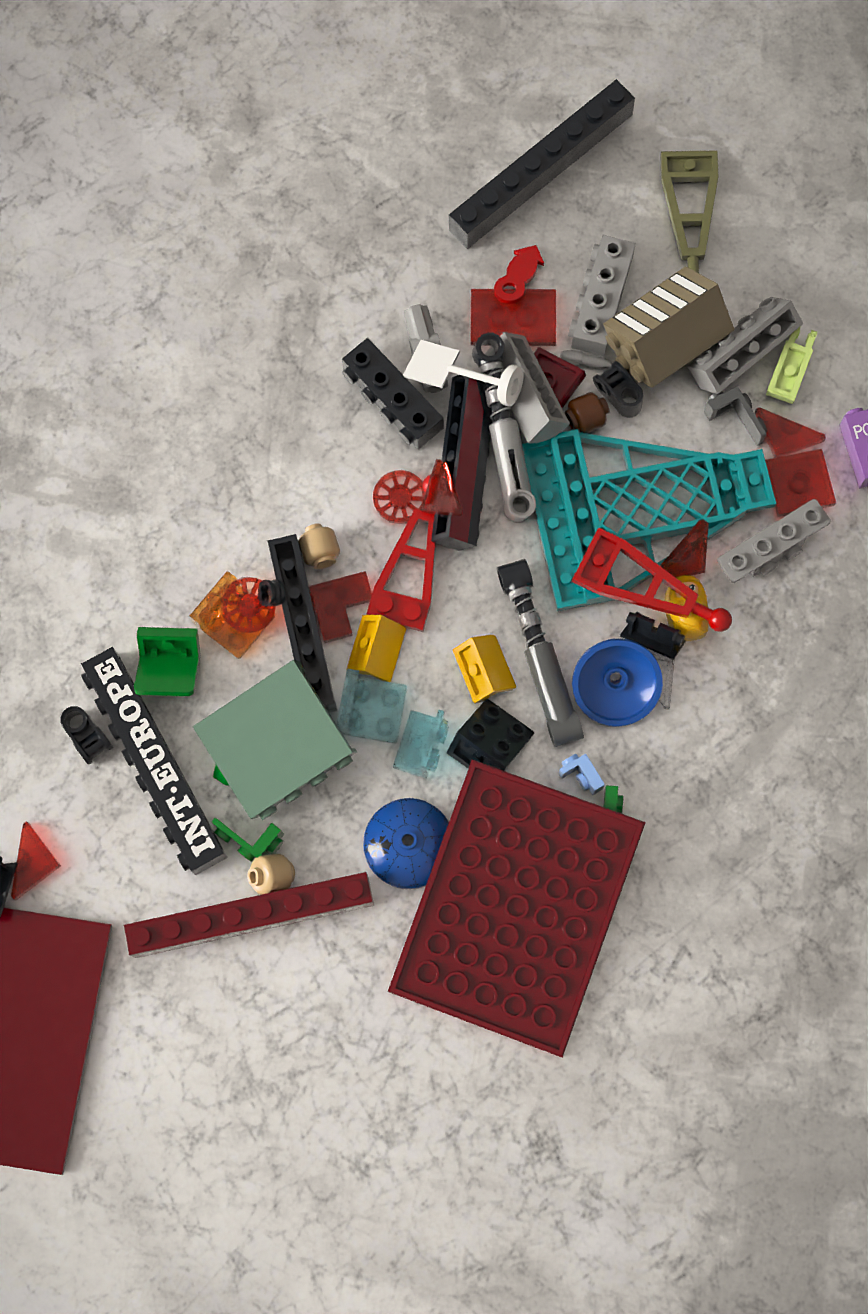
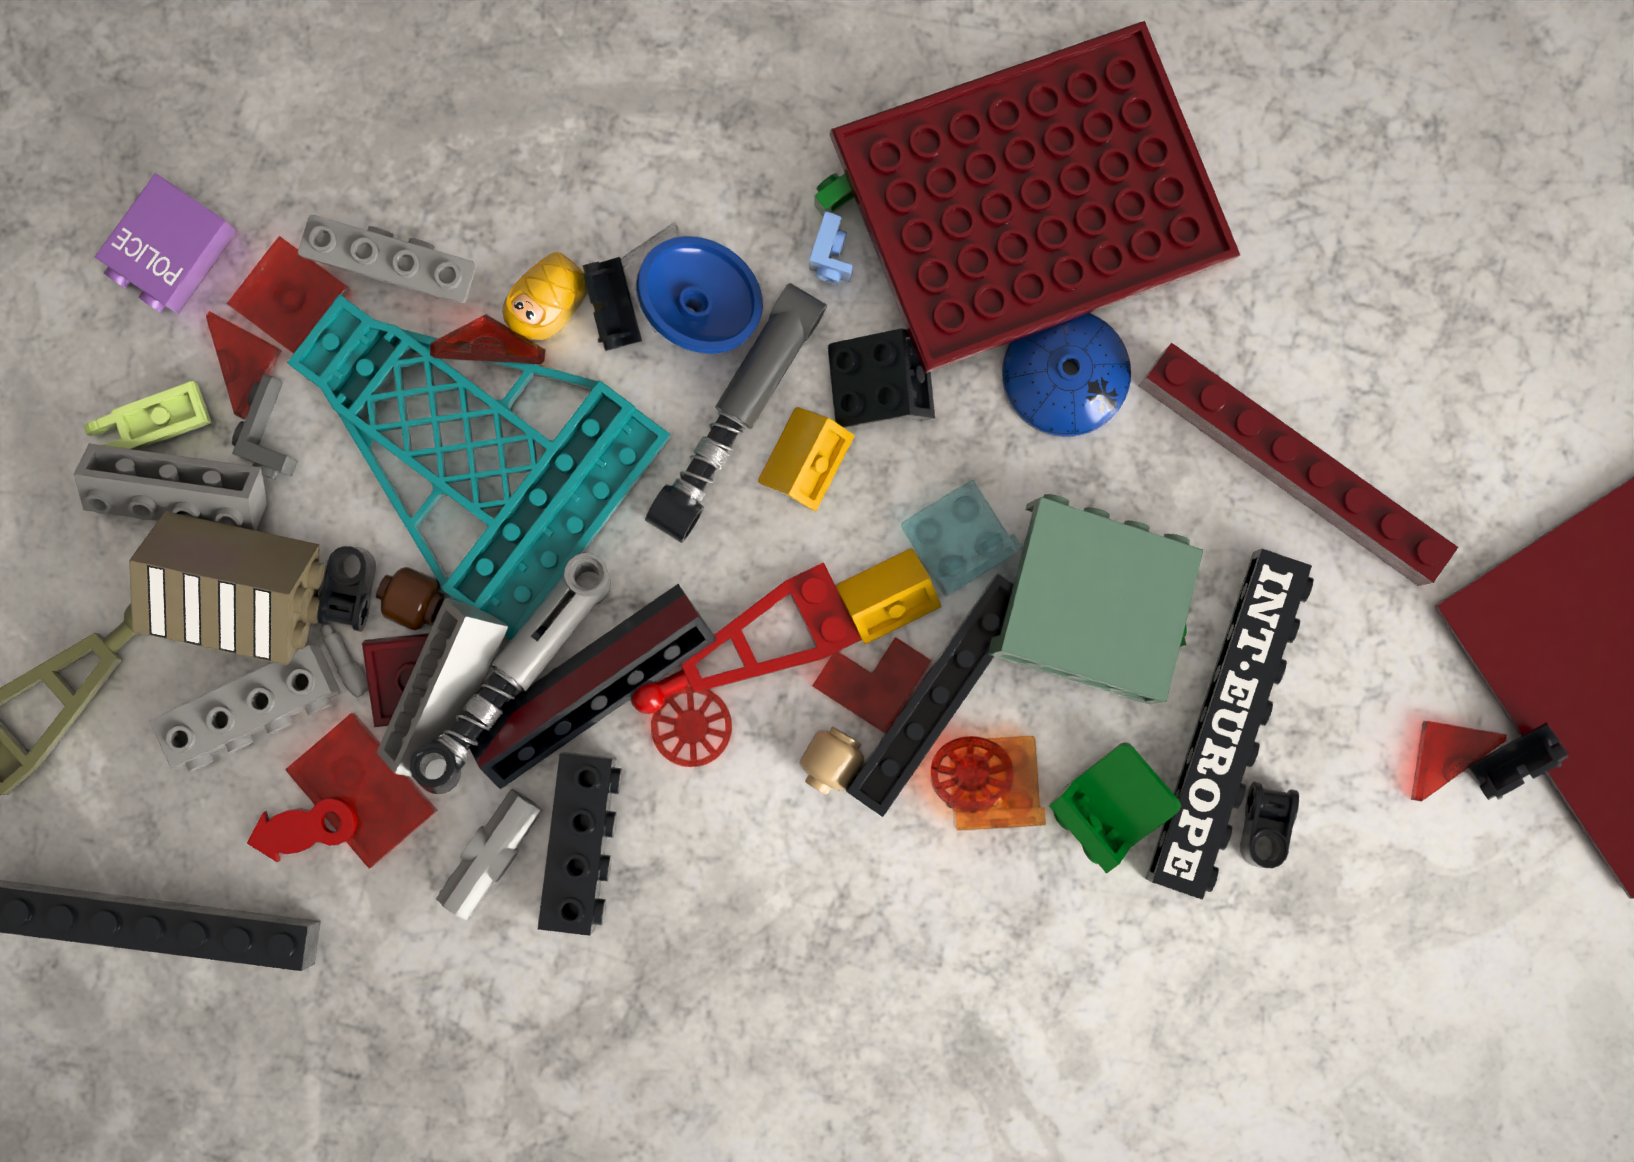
camera: 135 degrees left, 10 degrees up
(268, 842) = (1203, 516): green bracket -> none
(271, 592) = (939, 756): black bush -> none
(271, 873) = (1235, 480): tan head -> none
(419, 743) = (950, 449): clear light blue bracket -> none
(434, 362) = (506, 818): white piece -> none
(441, 493) = (655, 671): clear red tile -> none
(599, 561) = (578, 425): red plate -> none

